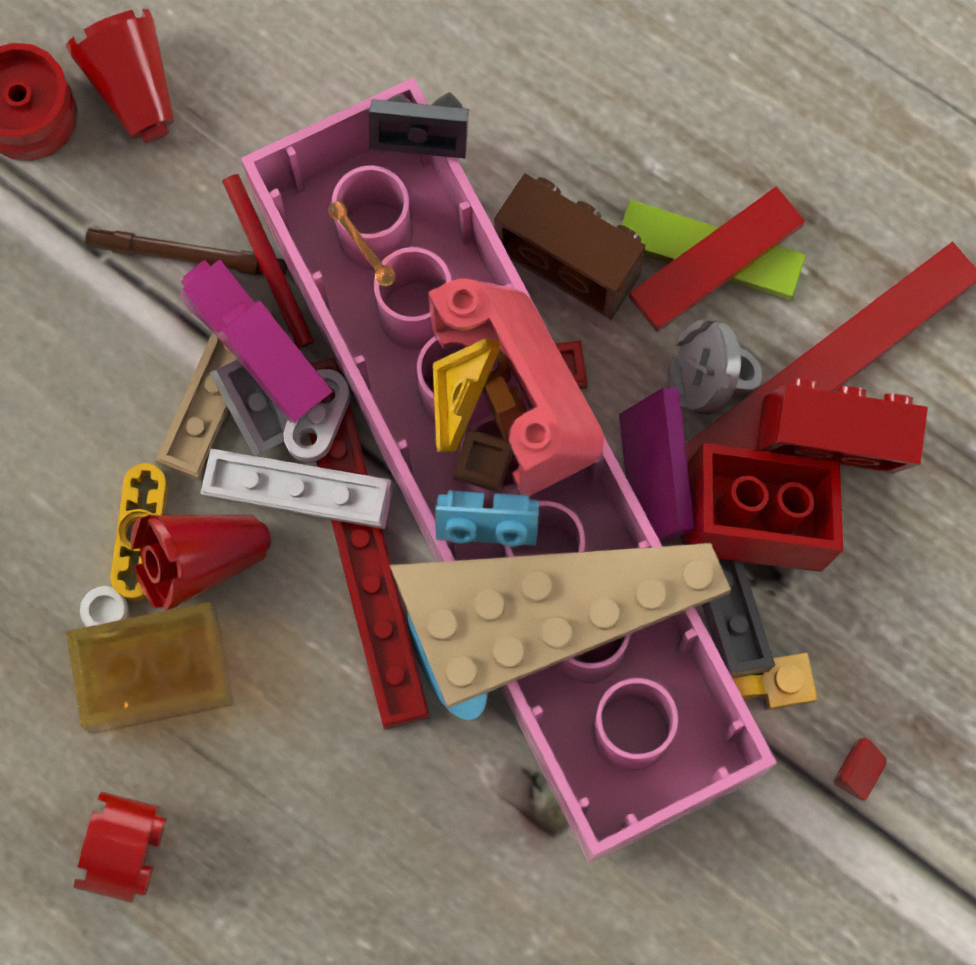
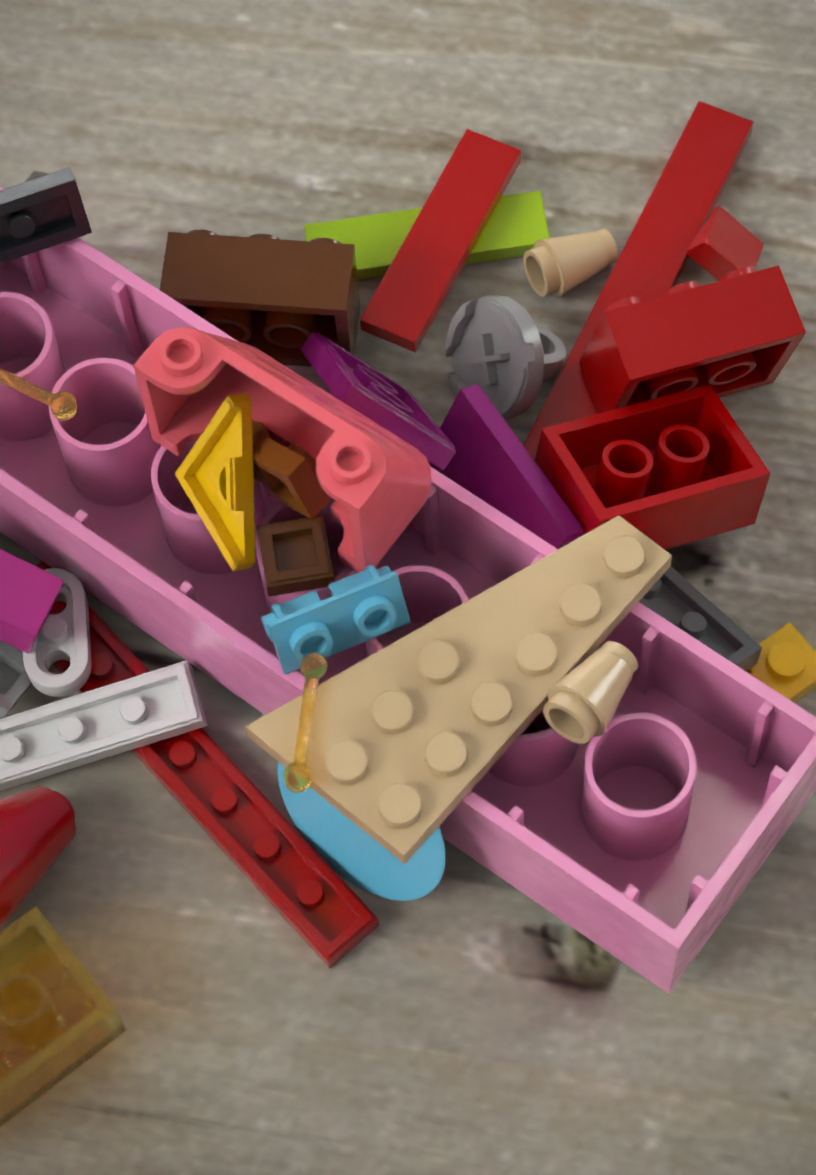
camera: 25 degrees left, 10 degrees down
(406, 616) = (298, 774): none -> clear yellow hinge
(604, 364) = (377, 398): none -> magenta tile
(625, 658) = (590, 693): none -> tan cone
(796, 316) = (568, 260): none -> tan cone
(911, 362) = (724, 245): none -> red slope

